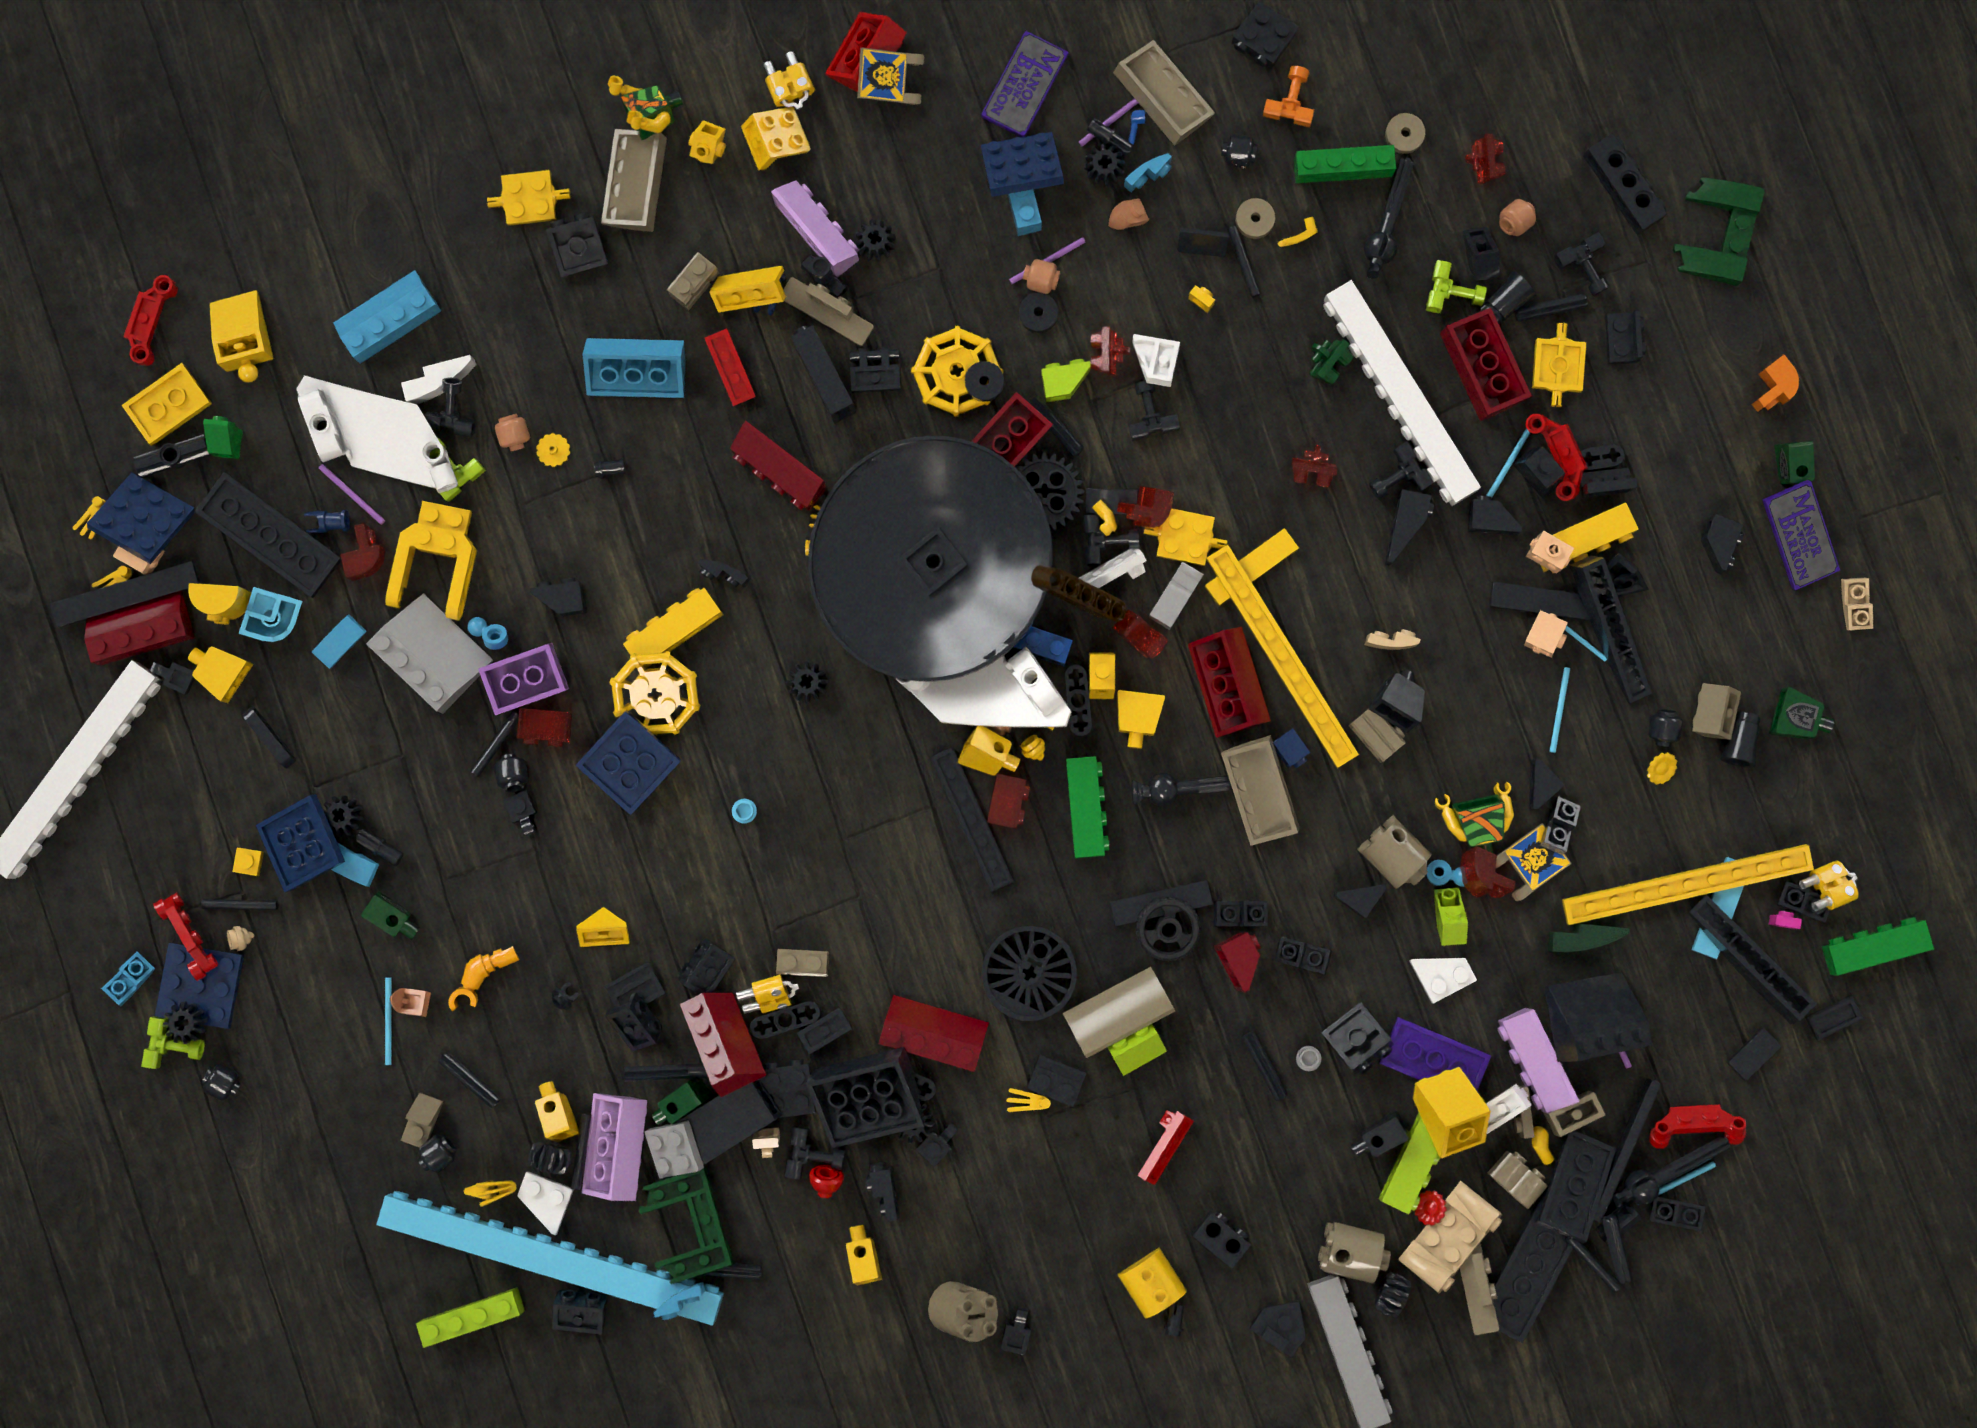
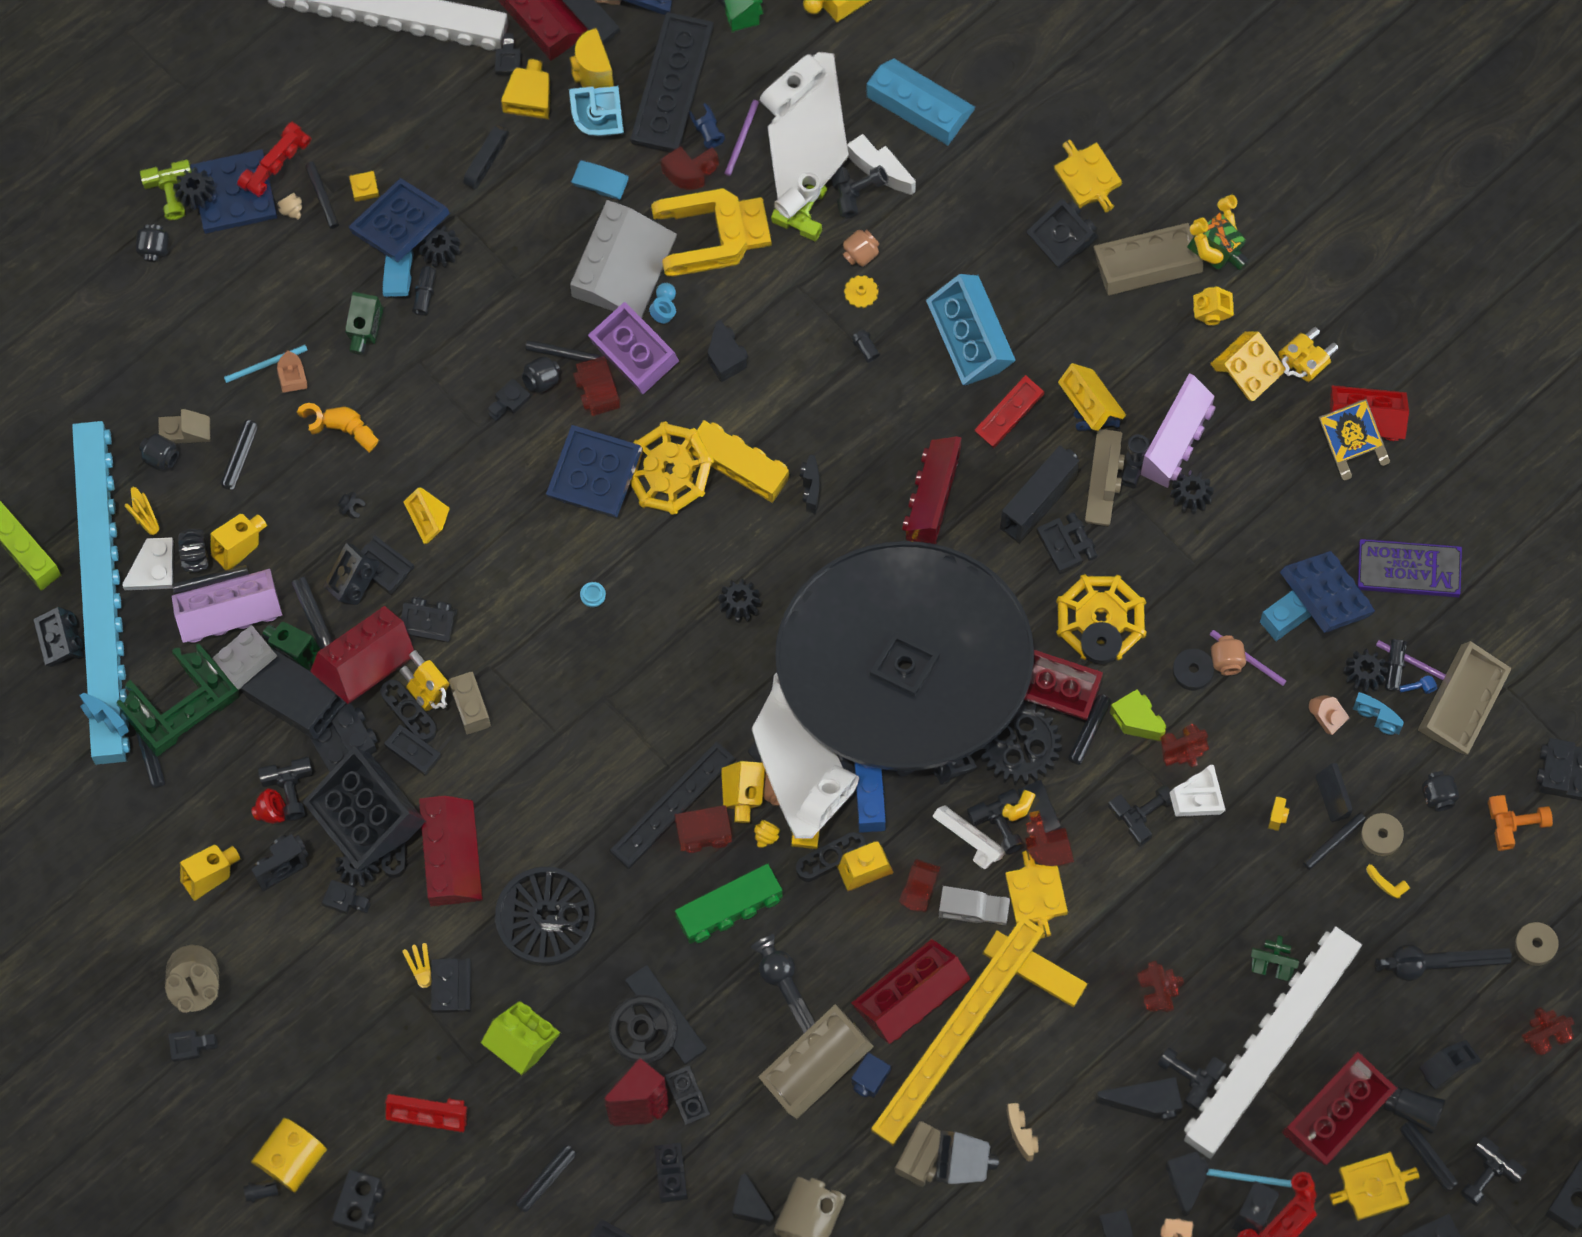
camera: 60 degrees right, 15 degrees down
(128, 979) = (215, 131): dark azure slope -> none
(693, 281) = (1075, 346): dark tan brick -> none
(766, 1140) = (286, 738): tan tile -> none
(1078, 593) = (931, 792): dark brown beam -> none
(1118, 1012) = (541, 1011): dark tan slope -> none
(1138, 715) = (840, 917): yellow torso -> none
(1308, 1058) = (570, 1218): light grey plate -> none
(1344, 164) = (1475, 895): green brick -> none
(1444, 287) = (1399, 1042): lime bar -> none
(1517, 217) = (1503, 1084): nougat head -> none

